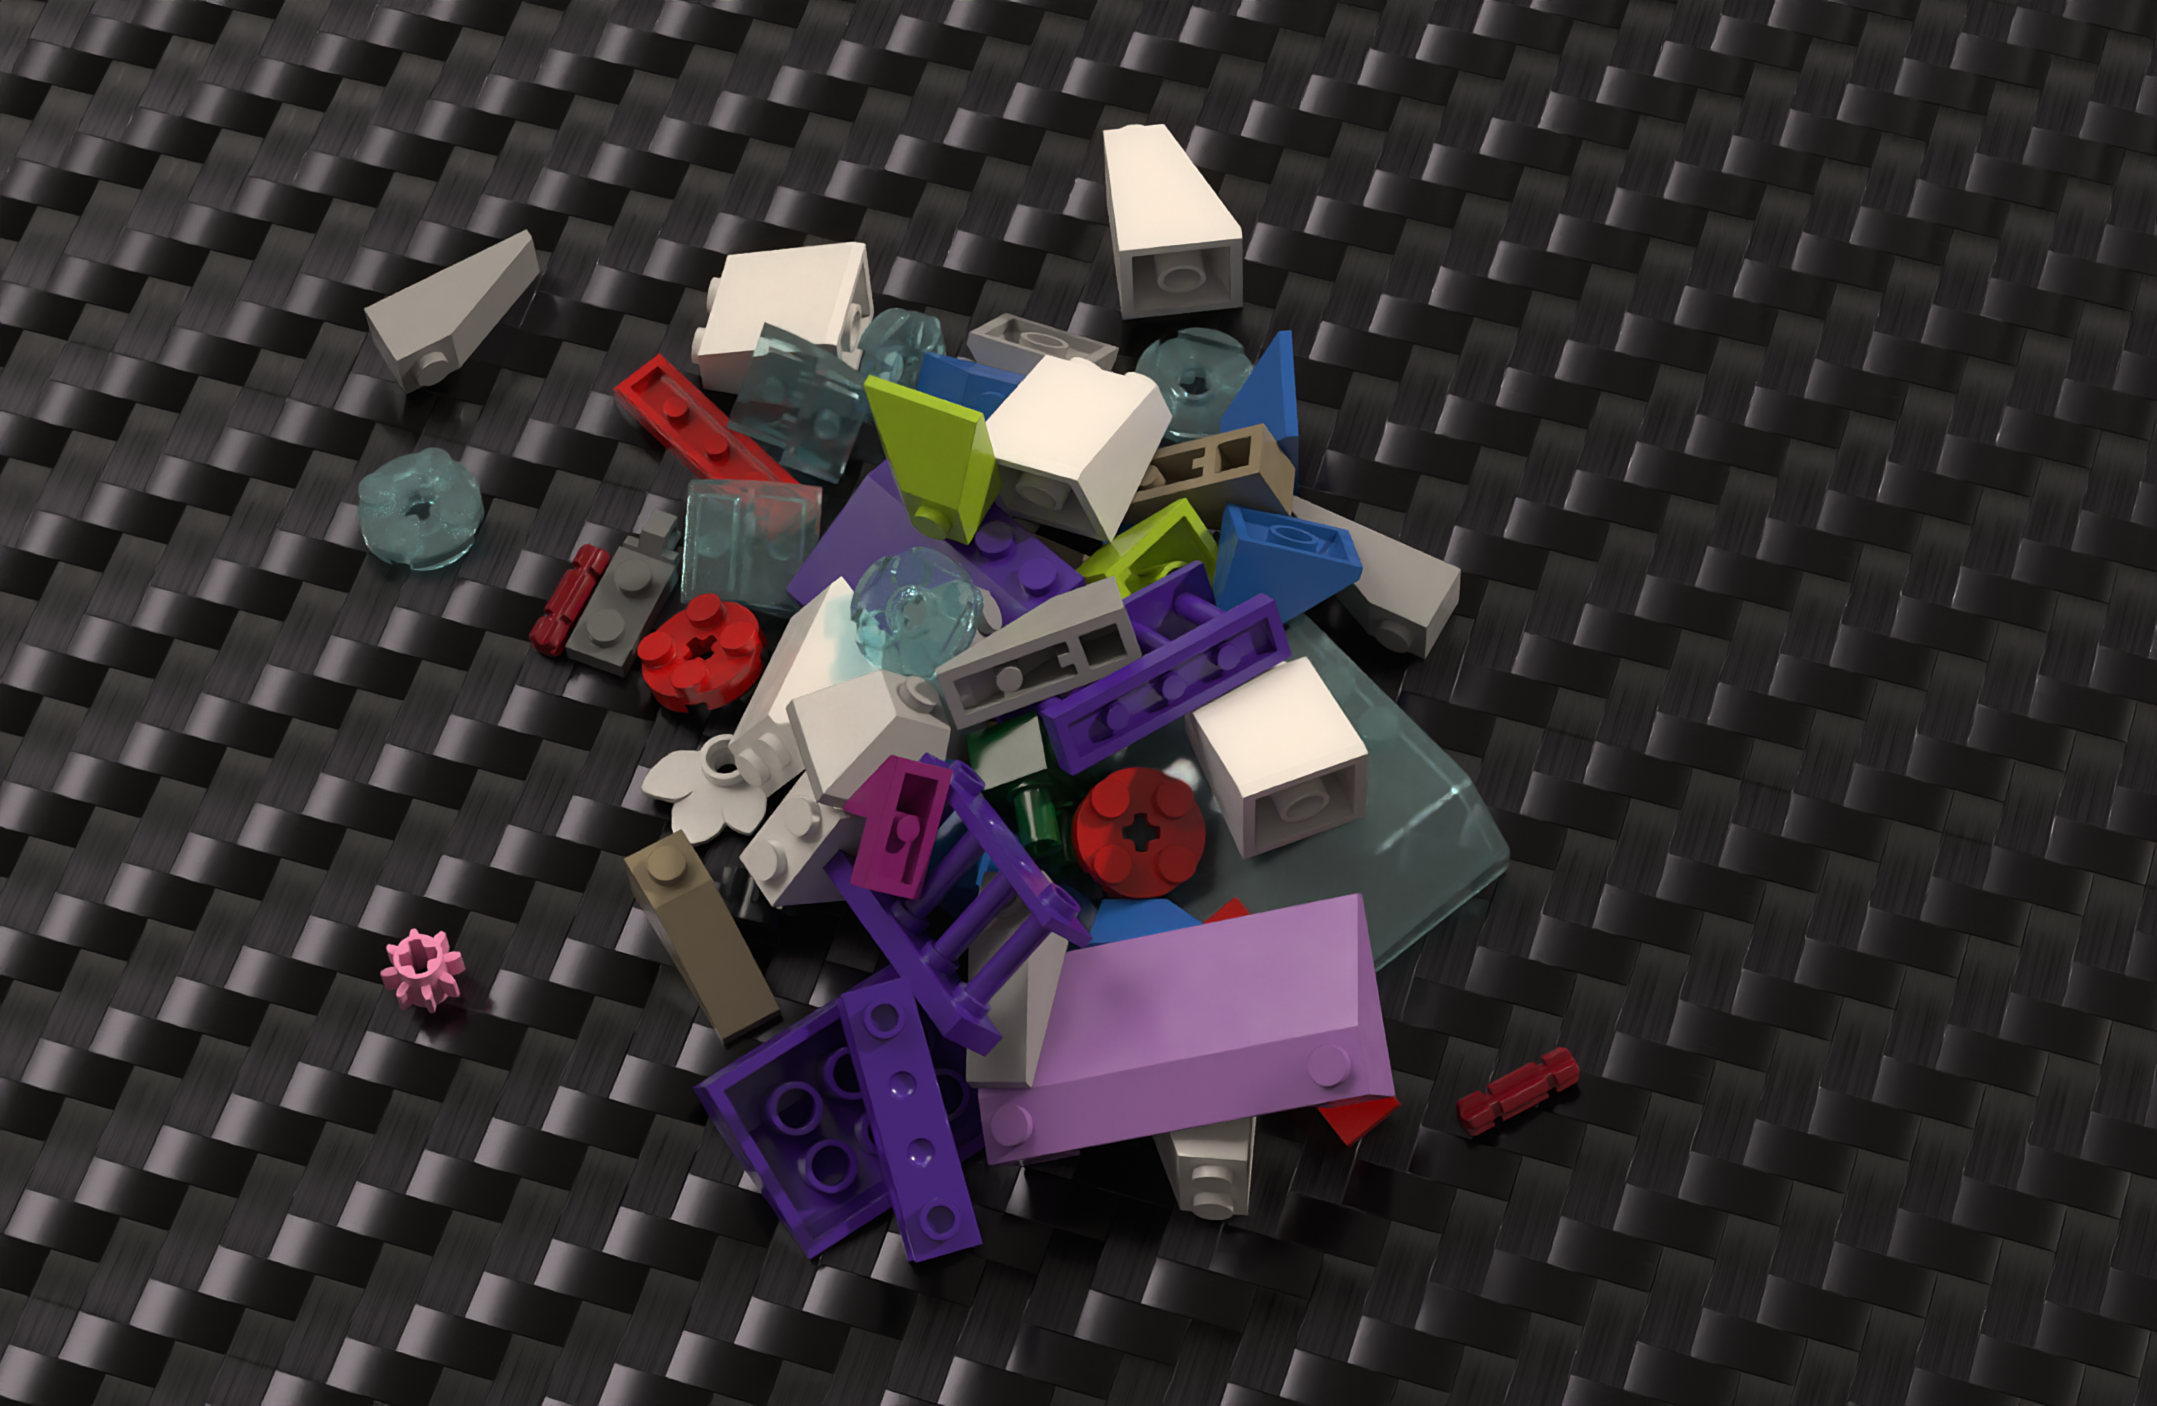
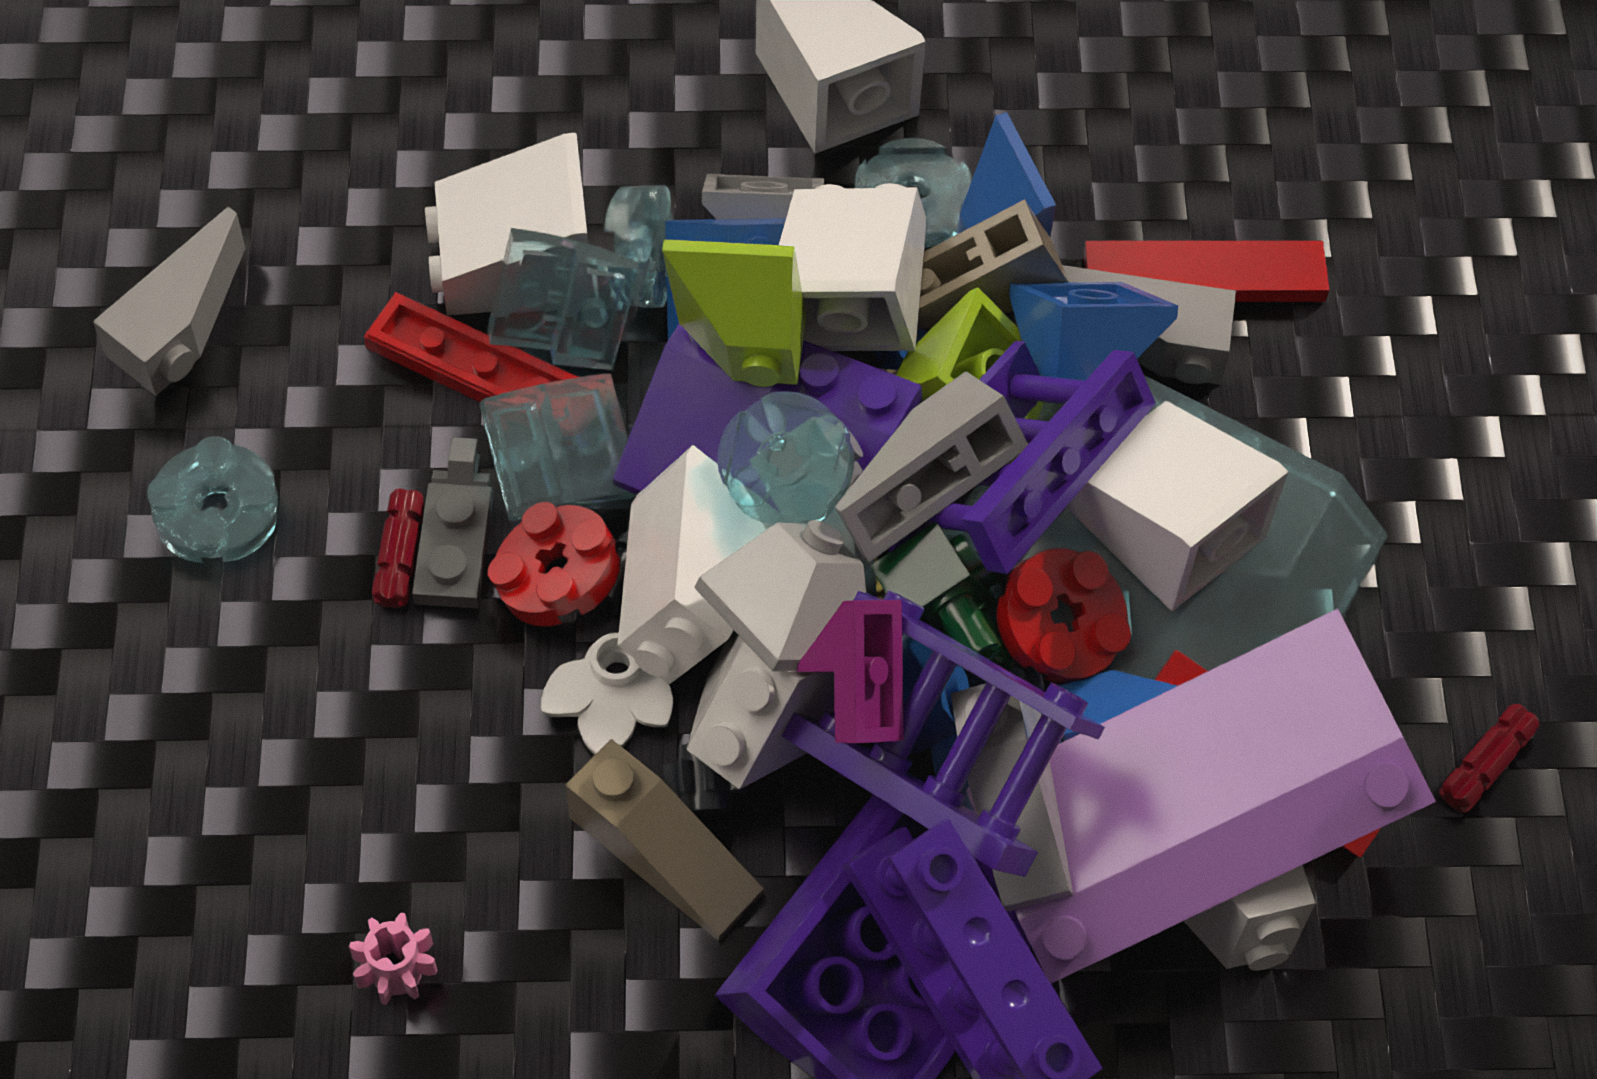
camera: 25 degrees left, 0 degrees up
(1477, 544) = (1251, 268): none -> red tile

